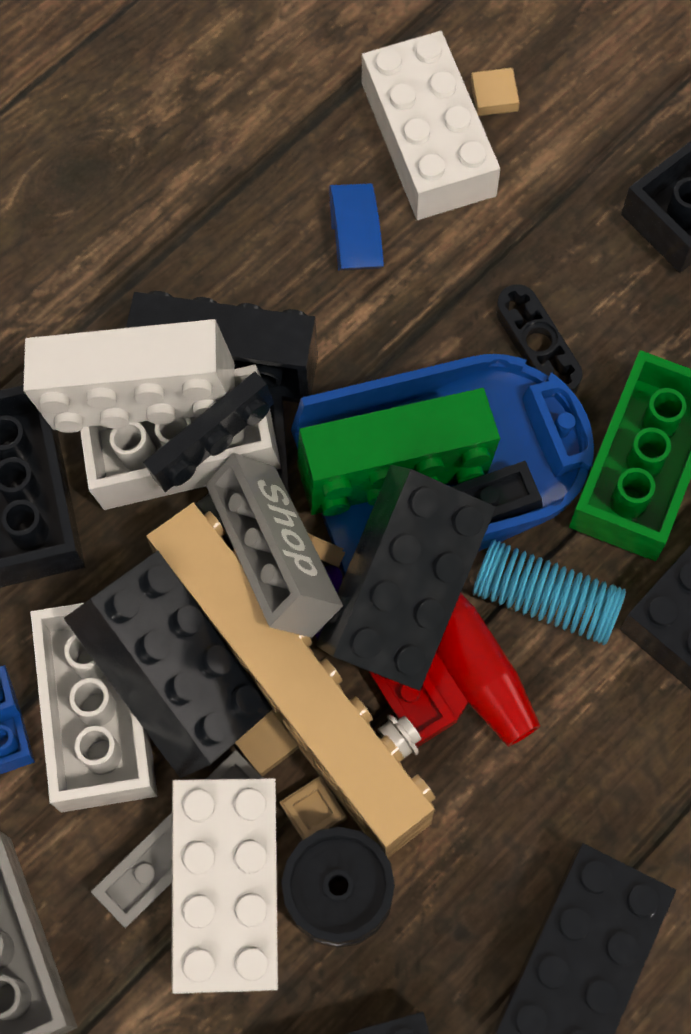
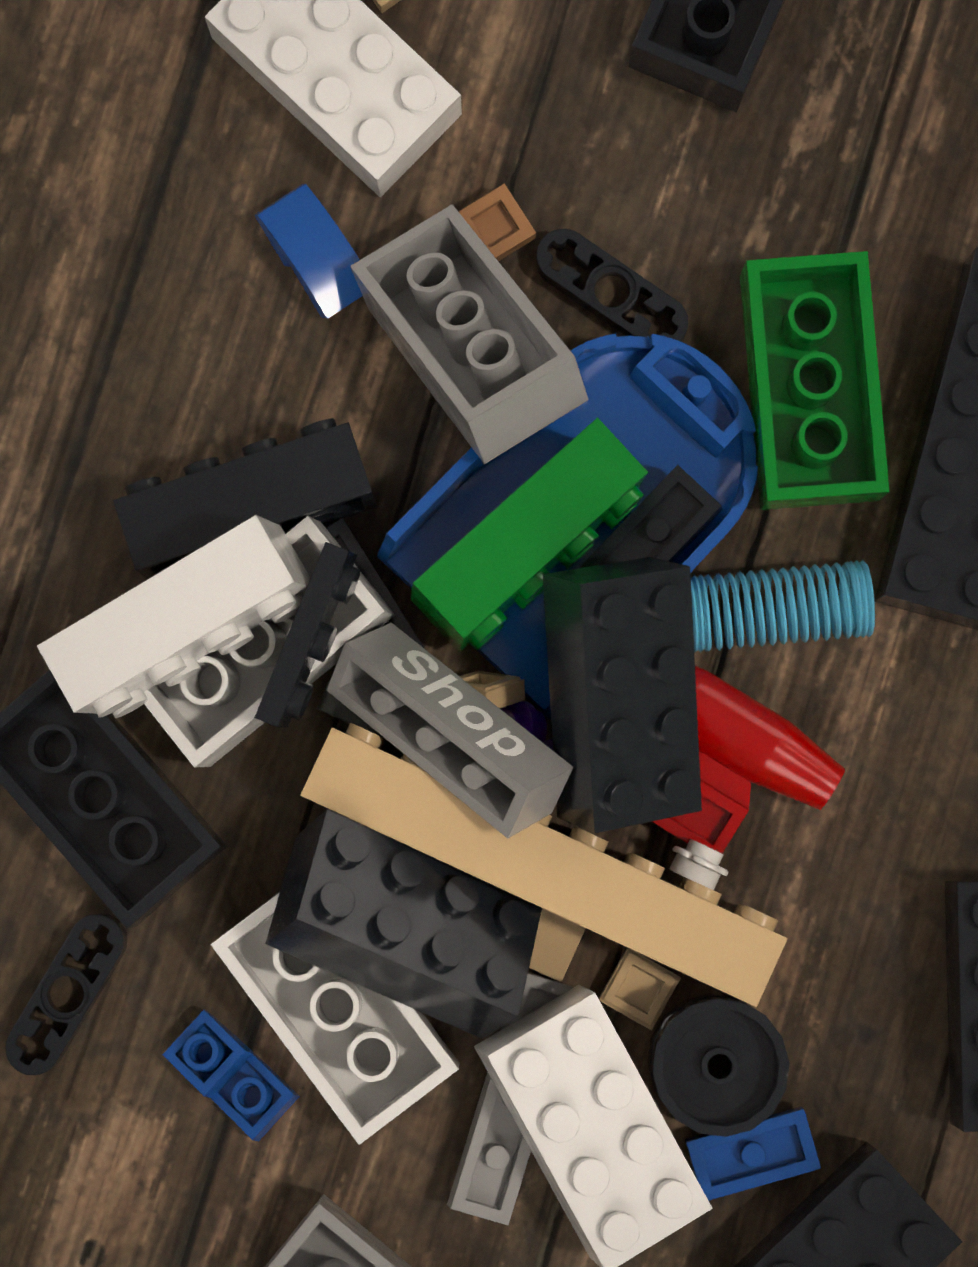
camera: 30 degrees left, 15 degrees up
(331, 973) = (766, 1154): none -> blue plate
(428, 309) = (470, 333): none -> light grey brick
(481, 265) = (499, 222): none -> medium nougat plate

